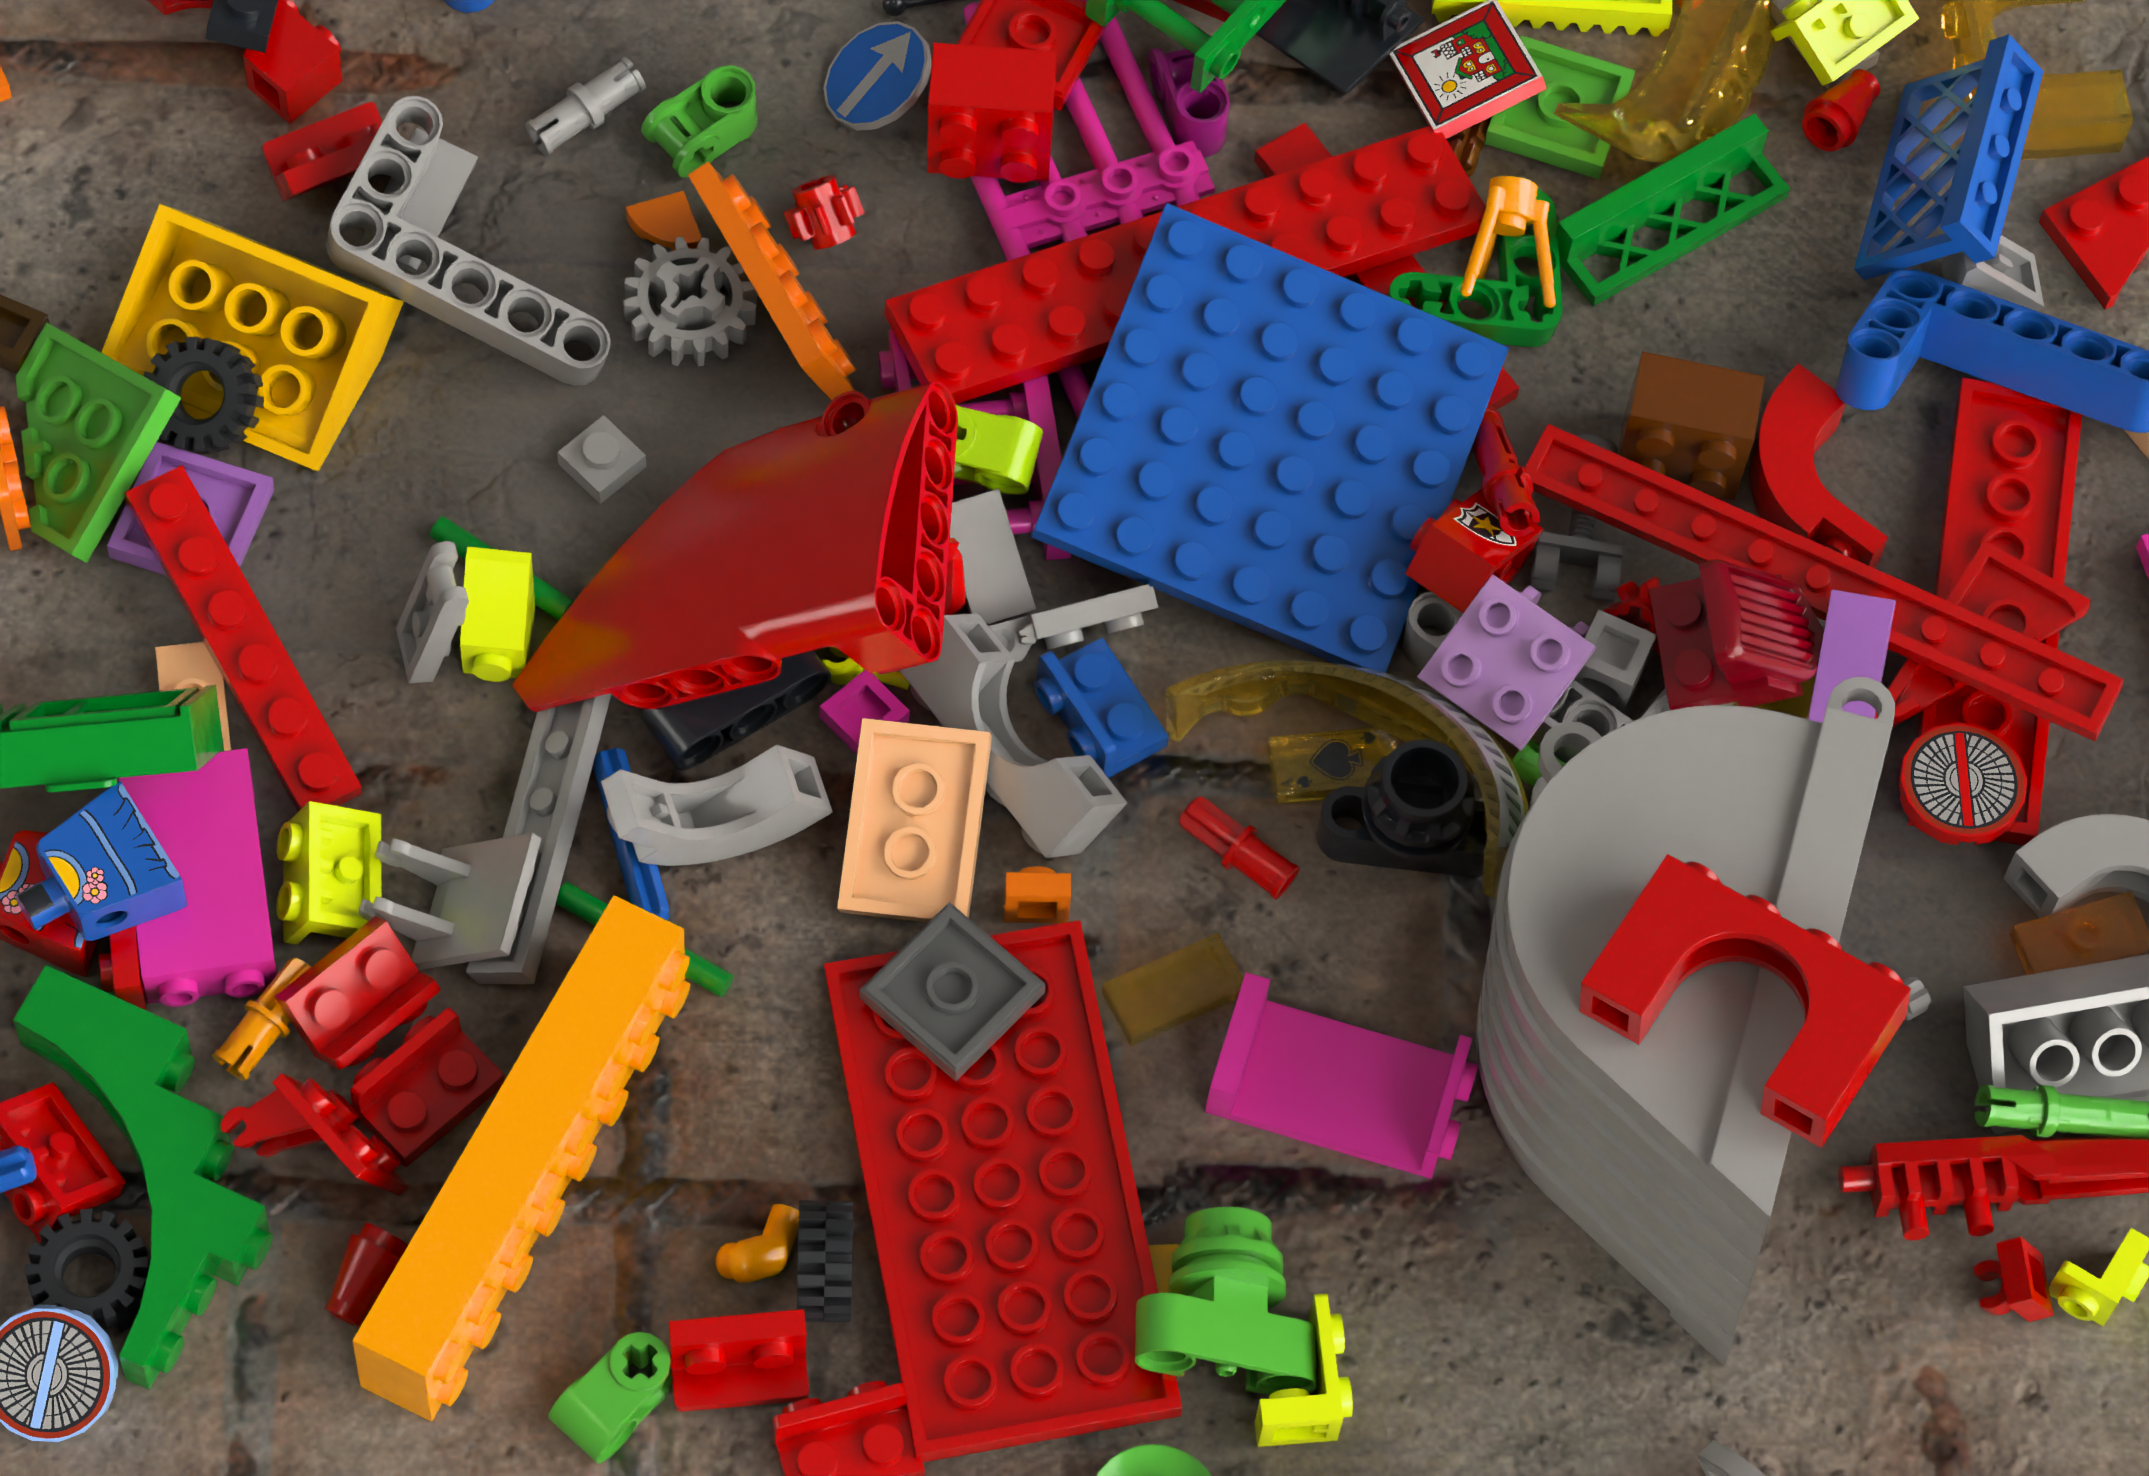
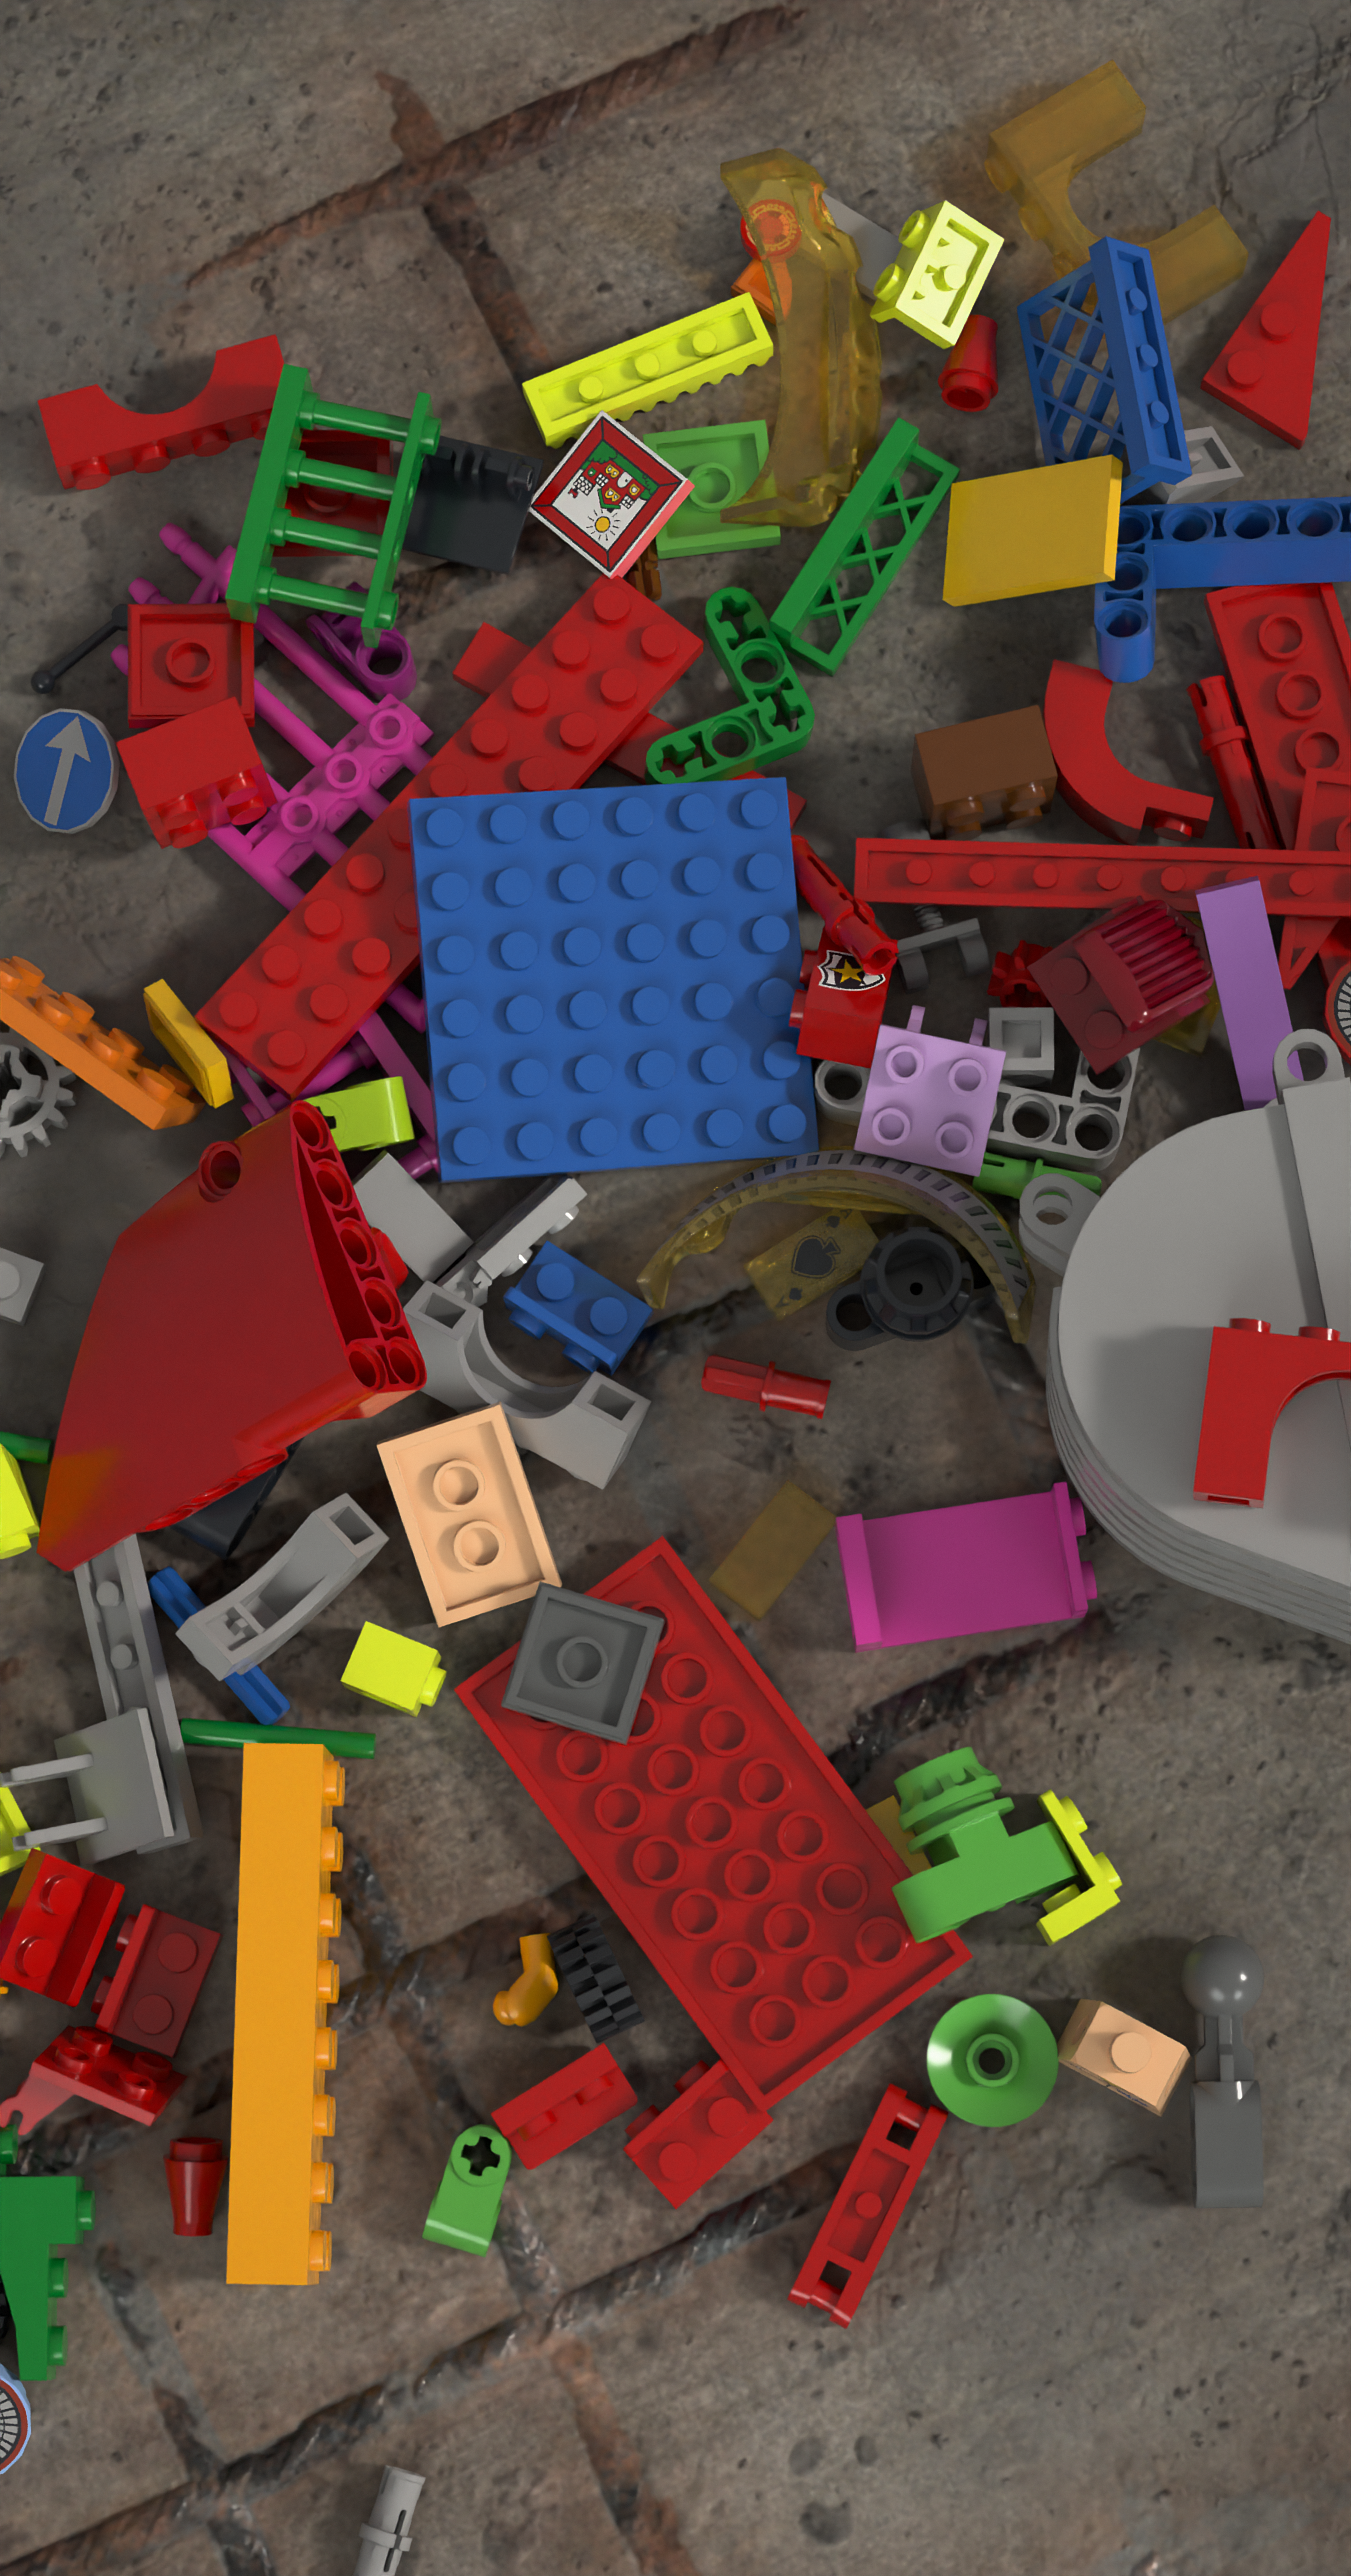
camera: 15 degrees left, 15 degrees up
(777, 924) = (394, 1670): none -> neon yellow brick
(824, 212) = (86, 937): red gear -> none
(857, 700) = (363, 1434): dark pink plate -> none
(868, 330) = (188, 1044): none -> yellow tile
(1036, 896) = (610, 1525): orange plate -> none
(1508, 211) = (719, 632): light orange plant -> none
(1830, 253) = (1033, 531): none -> yellow tile
(1920, 512) = (1228, 752): none -> red pin

